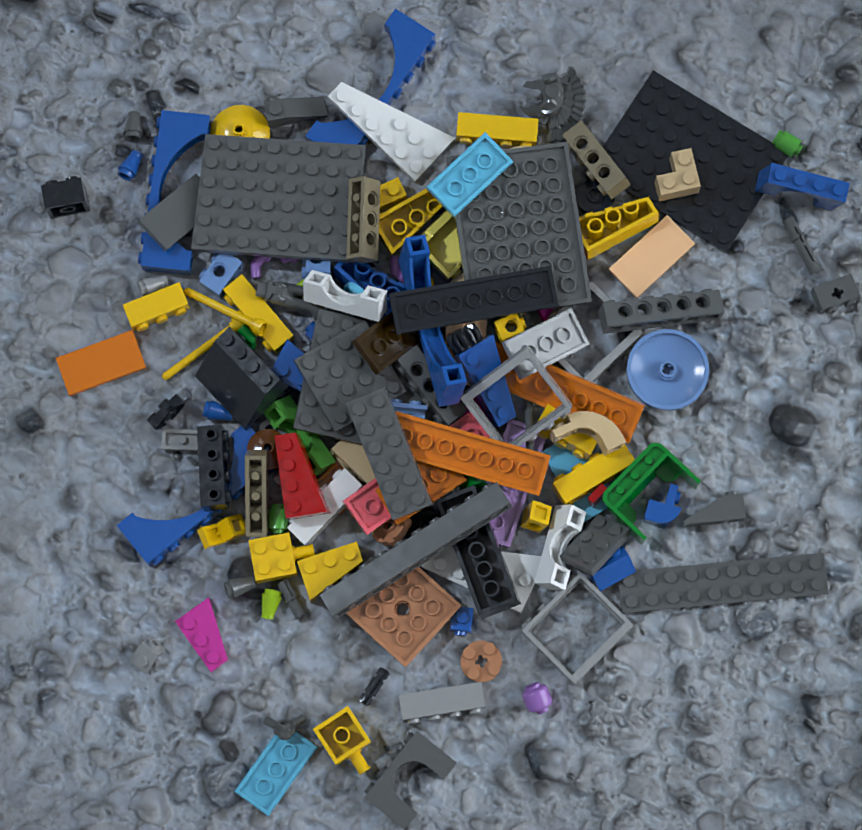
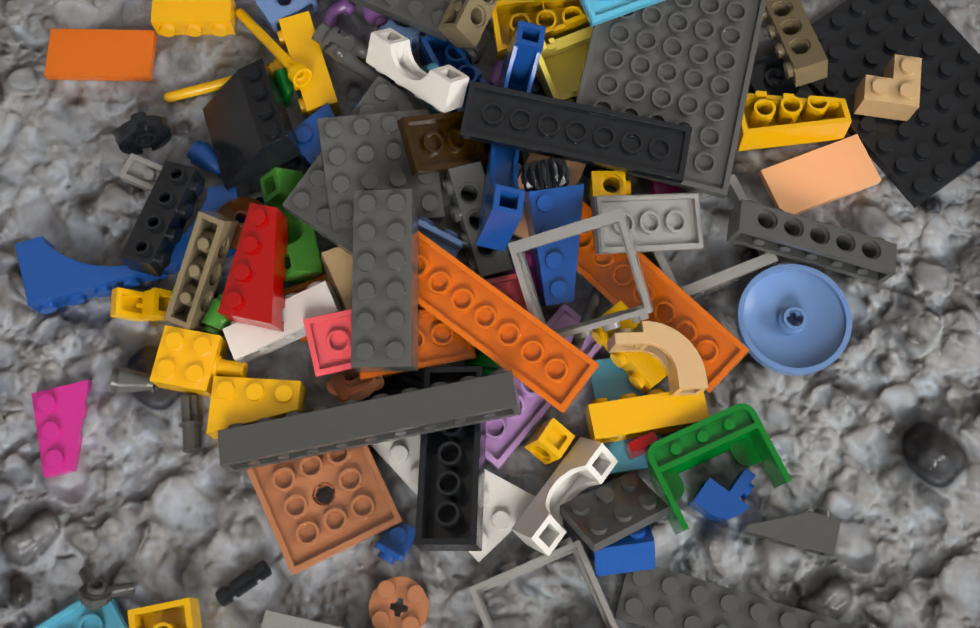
camera: 20 degrees right, 5 degrees down
(270, 603) = (160, 418): lime cone -> none

